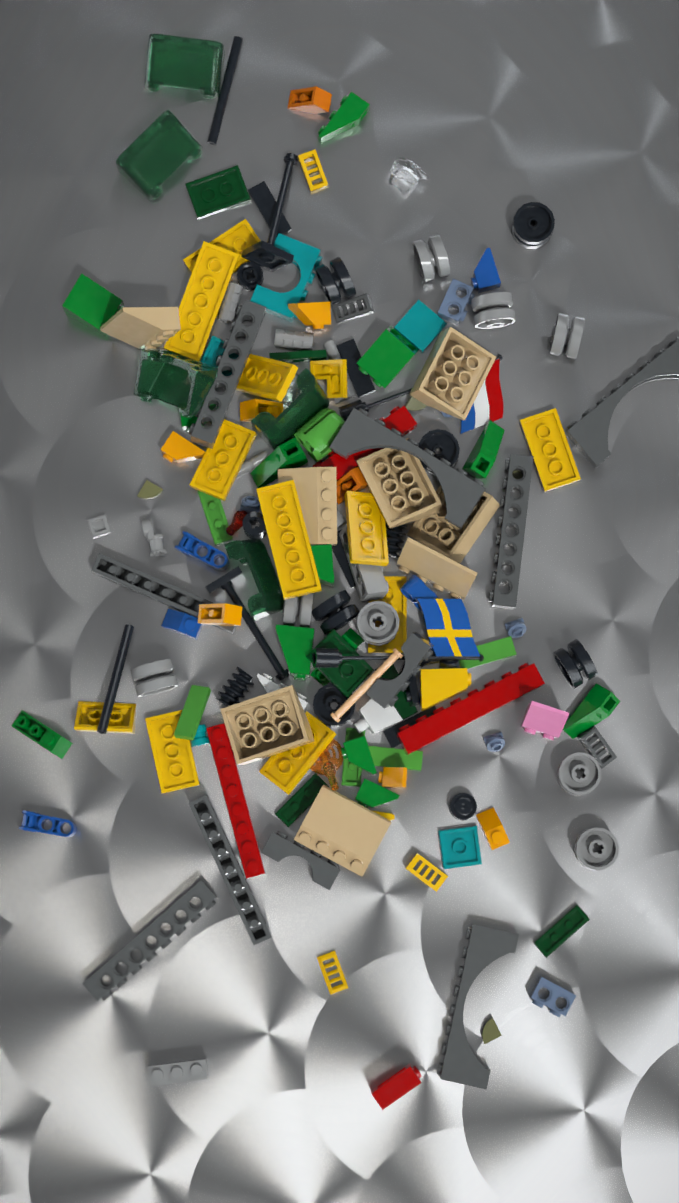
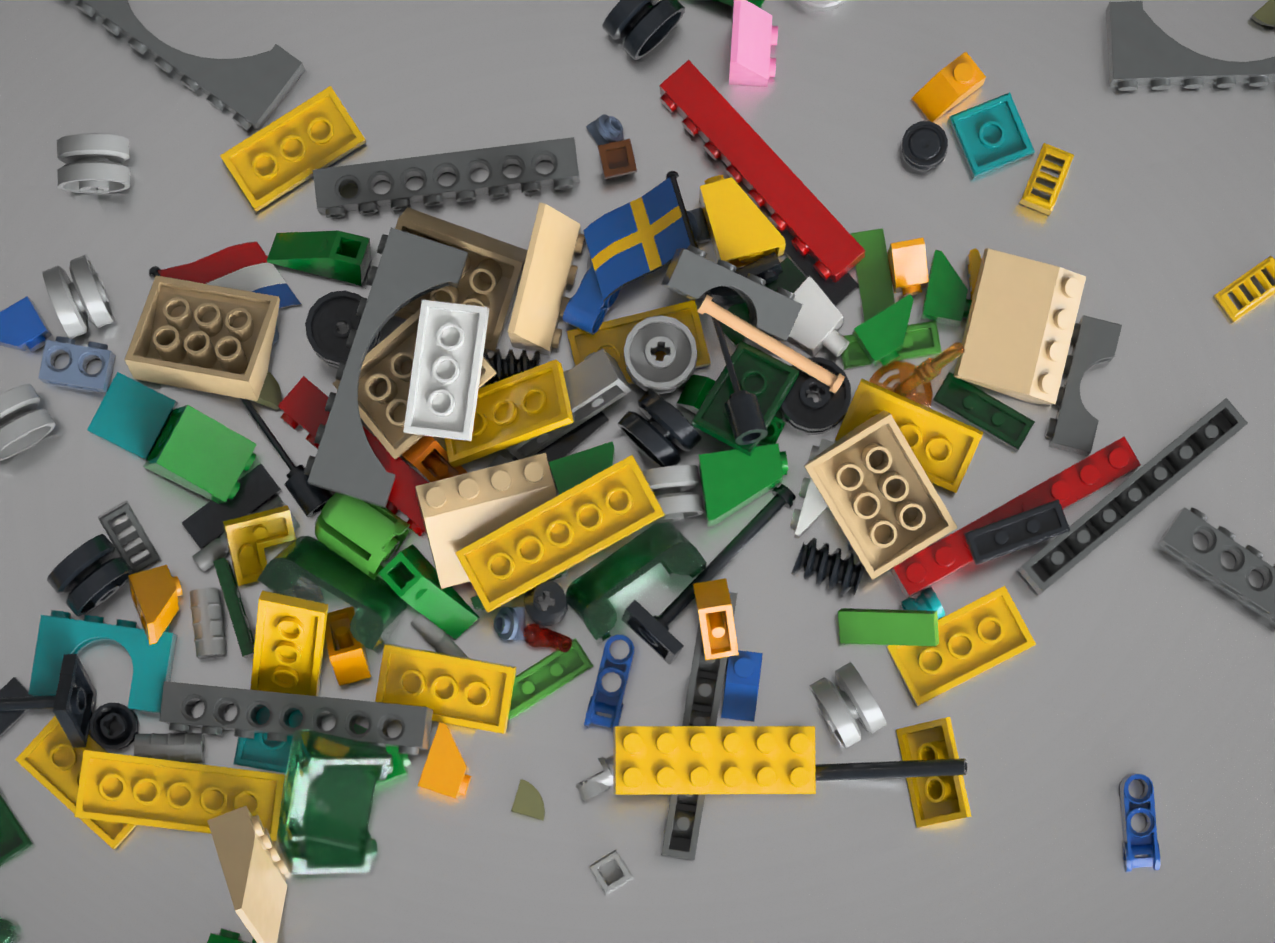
camera: 100 degrees left, 0 degrees up
(42, 734) = (990, 873): green slope -> none
(142, 594) = (713, 760): none -> yellow plate
(225, 796) = (1016, 532): none -> black tile
(397, 499) = (446, 370): none -> white plate
(492, 652) = (657, 161): bright green tile -> none
(494, 742) = (804, 121): sand blue plate -> none
(498, 629) = (617, 158): none -> reddish brown tile

